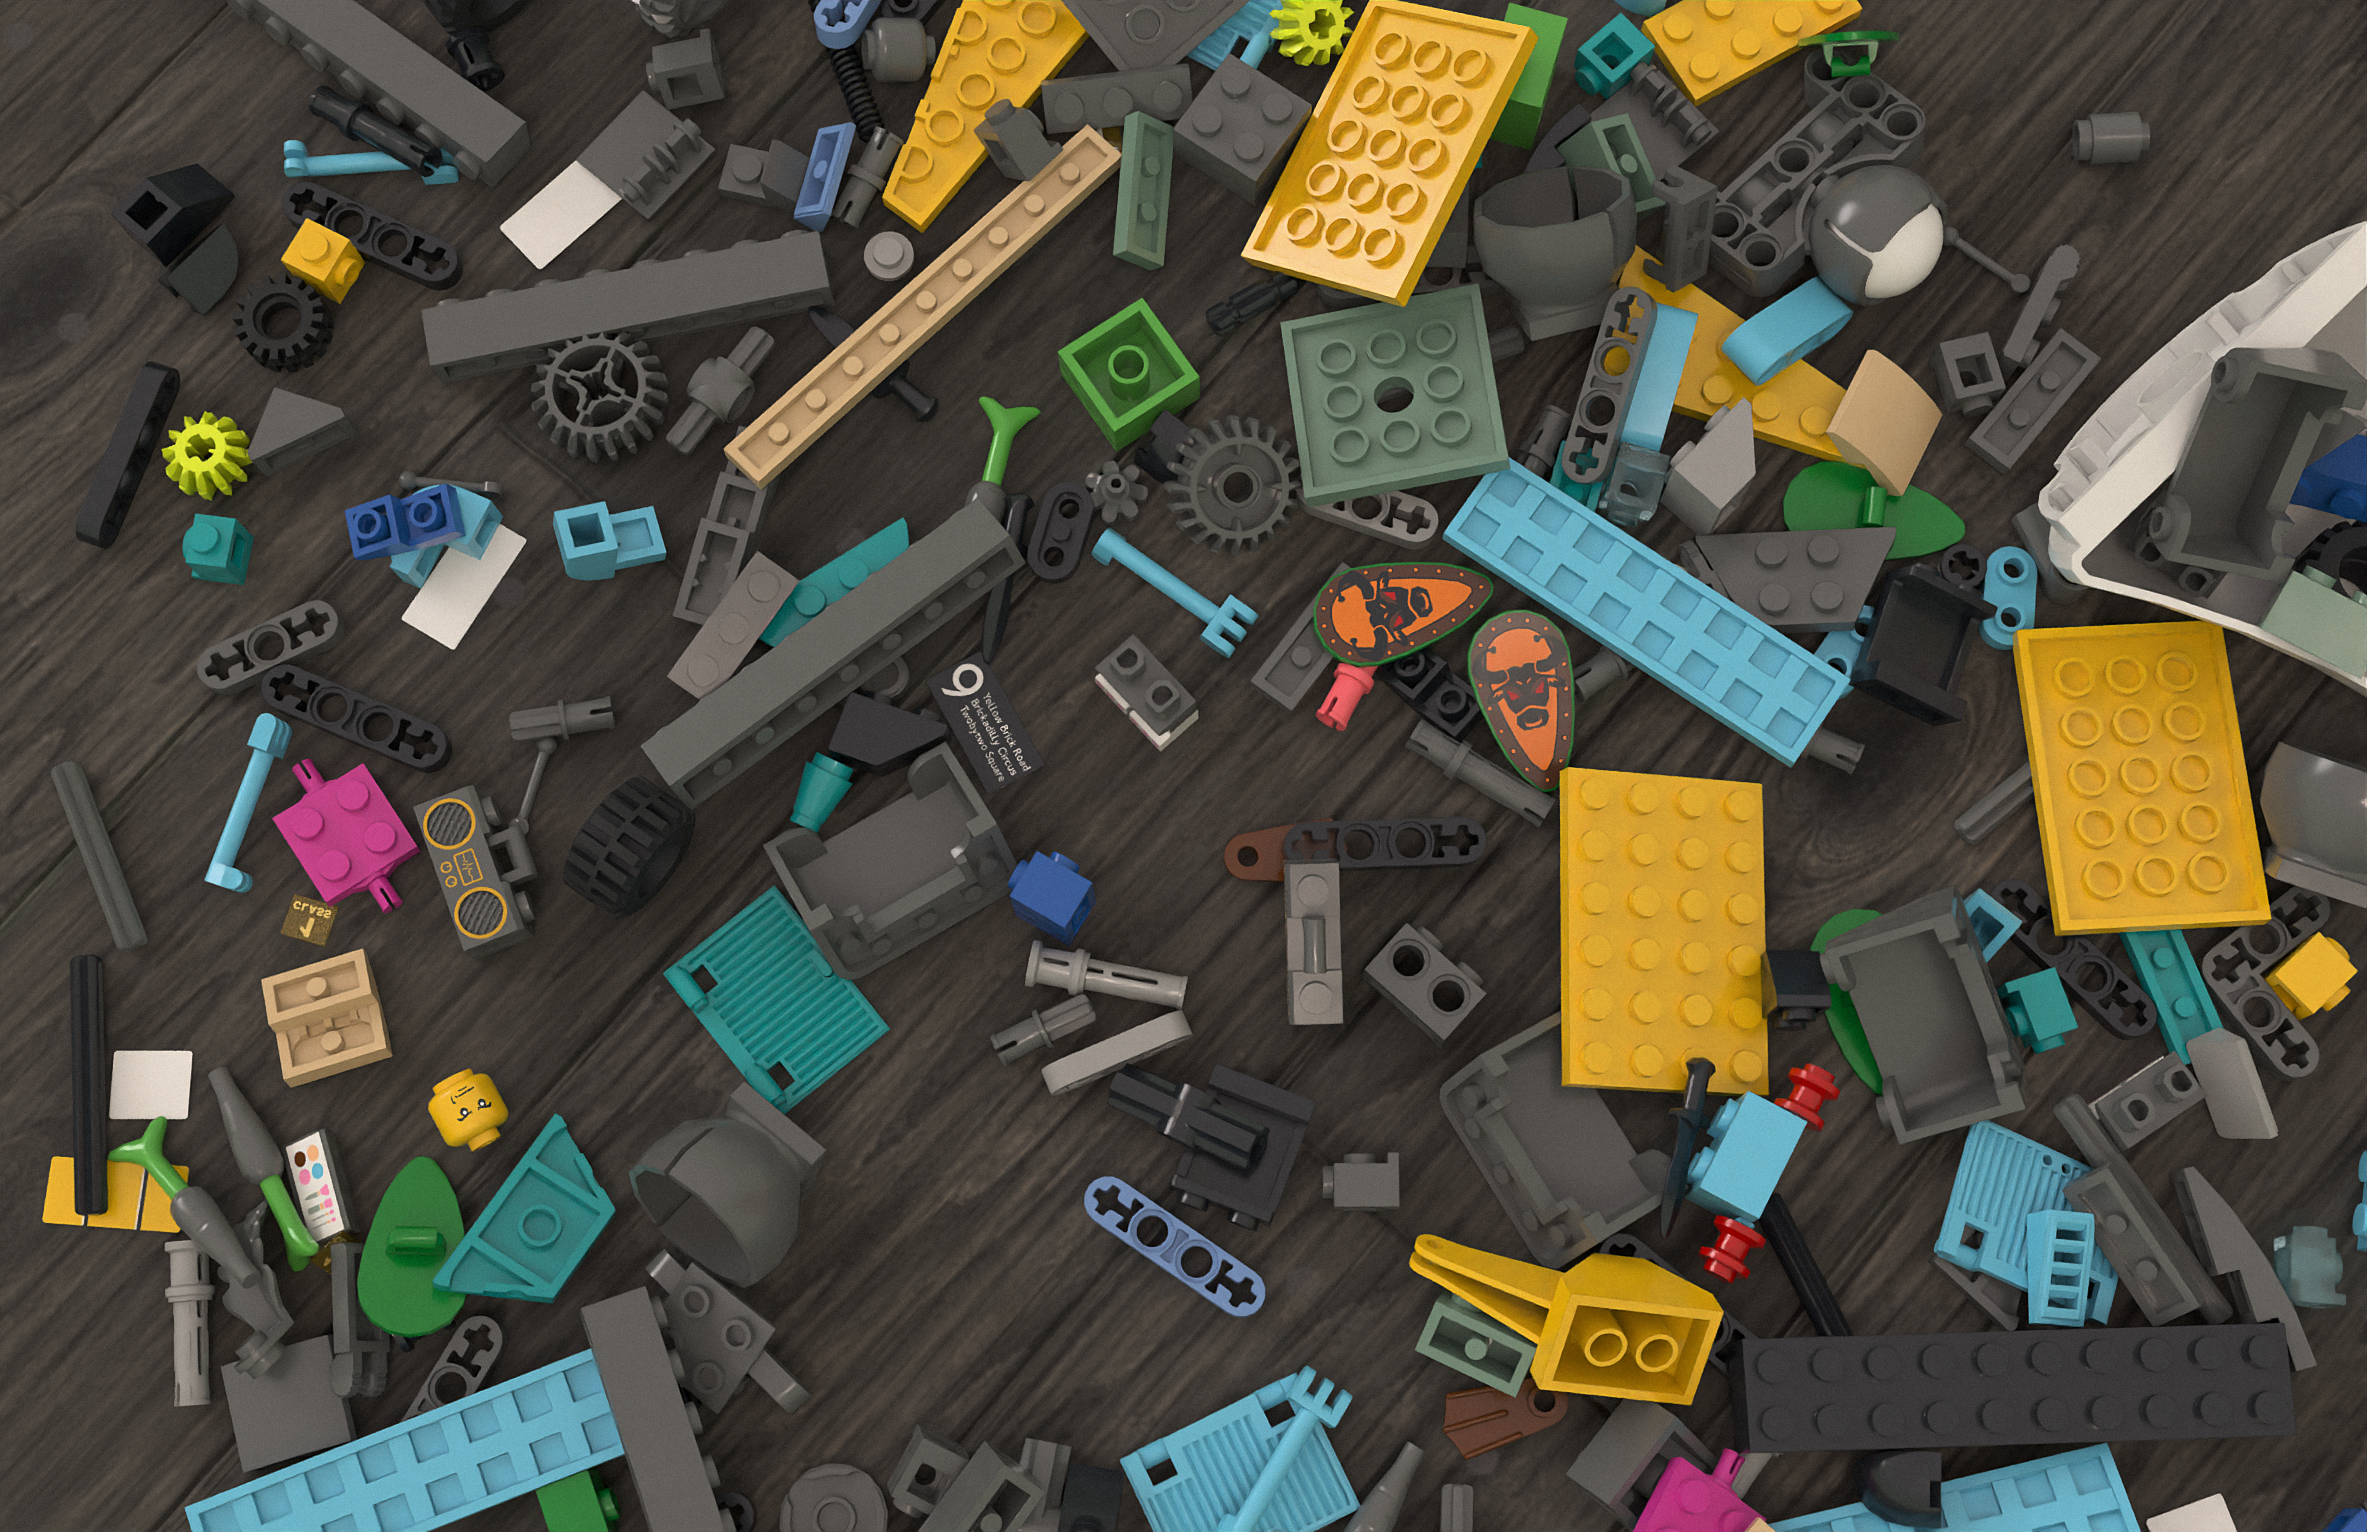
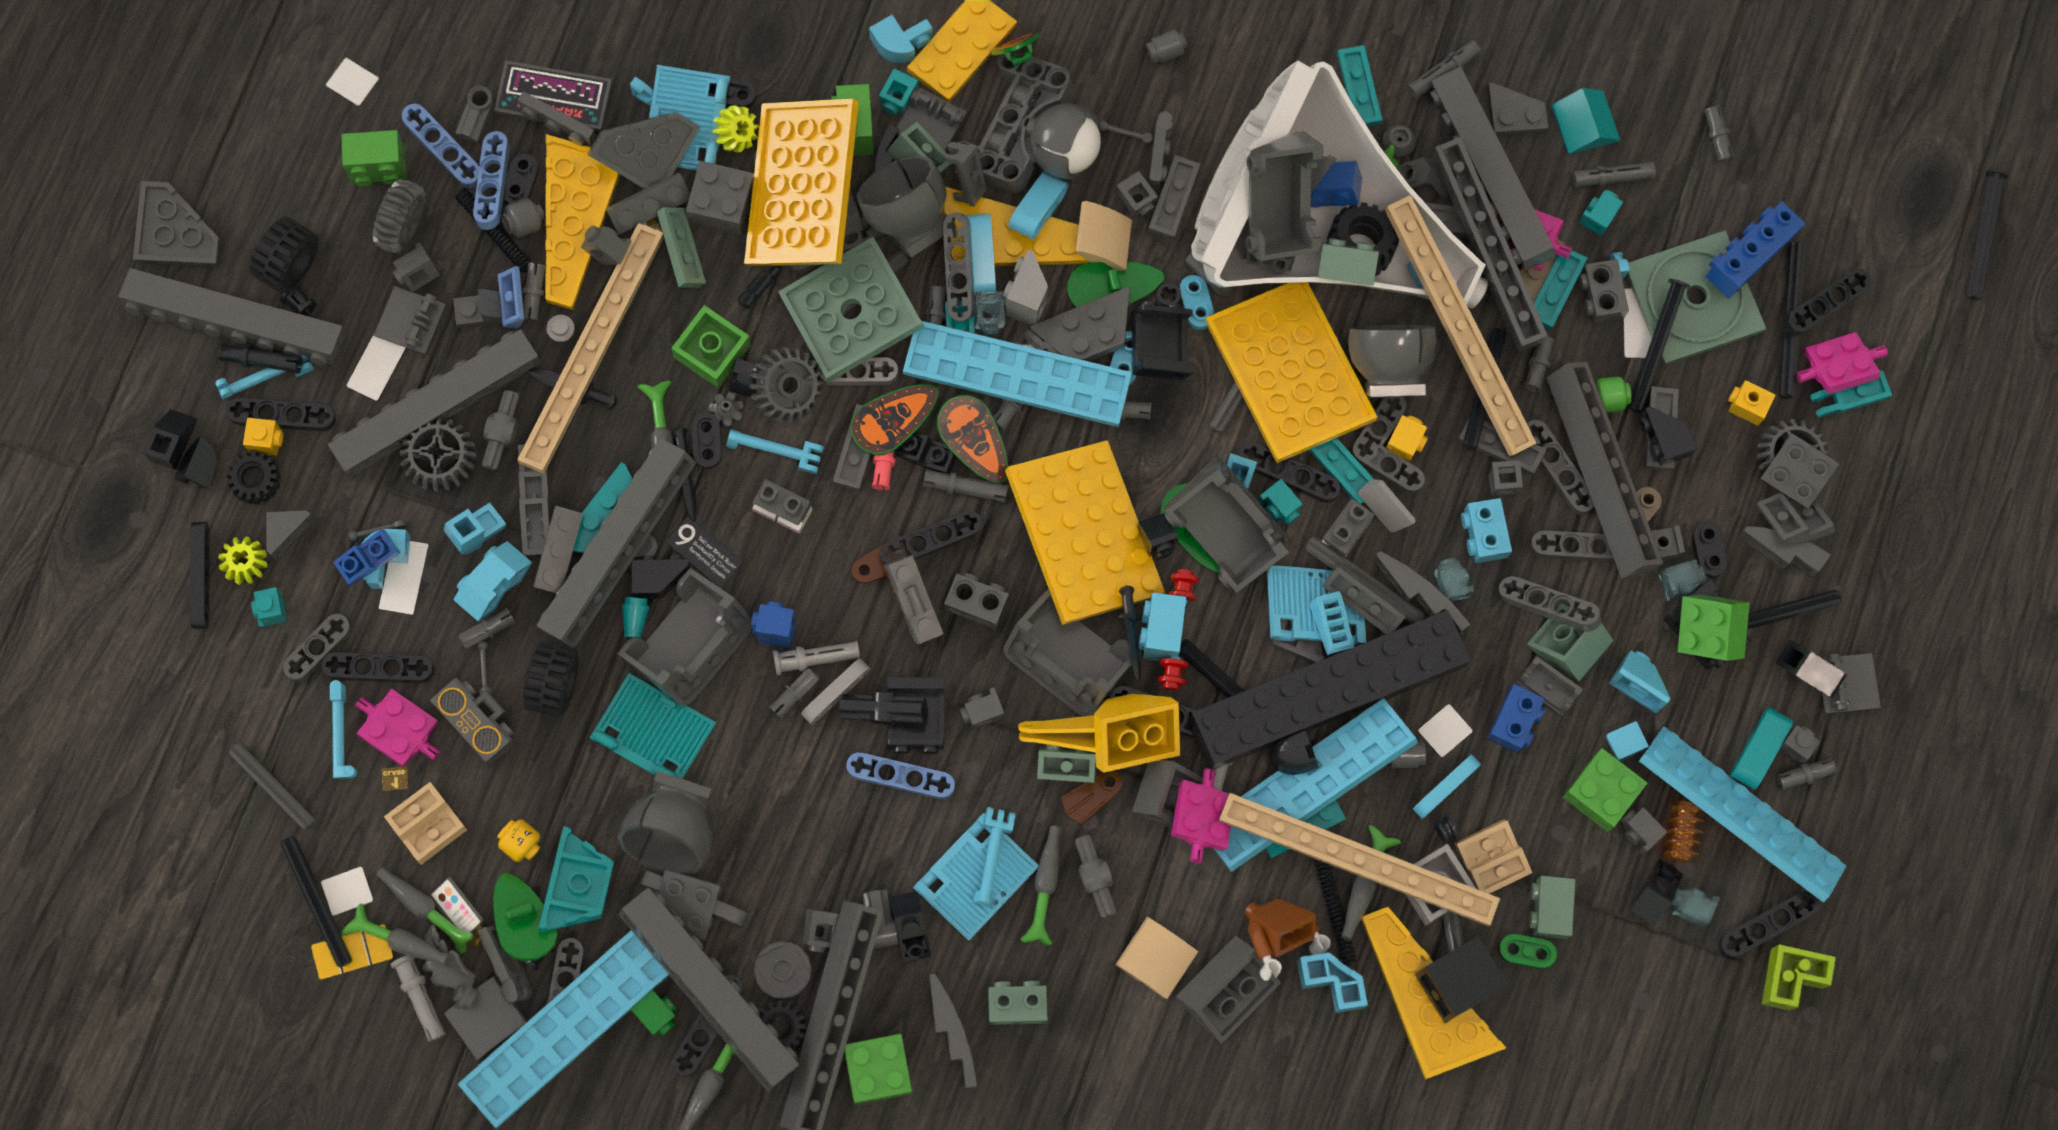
camera: 30 degrees left, 0 degrees up
(610, 632) = (487, 583): none -> medium azure brick

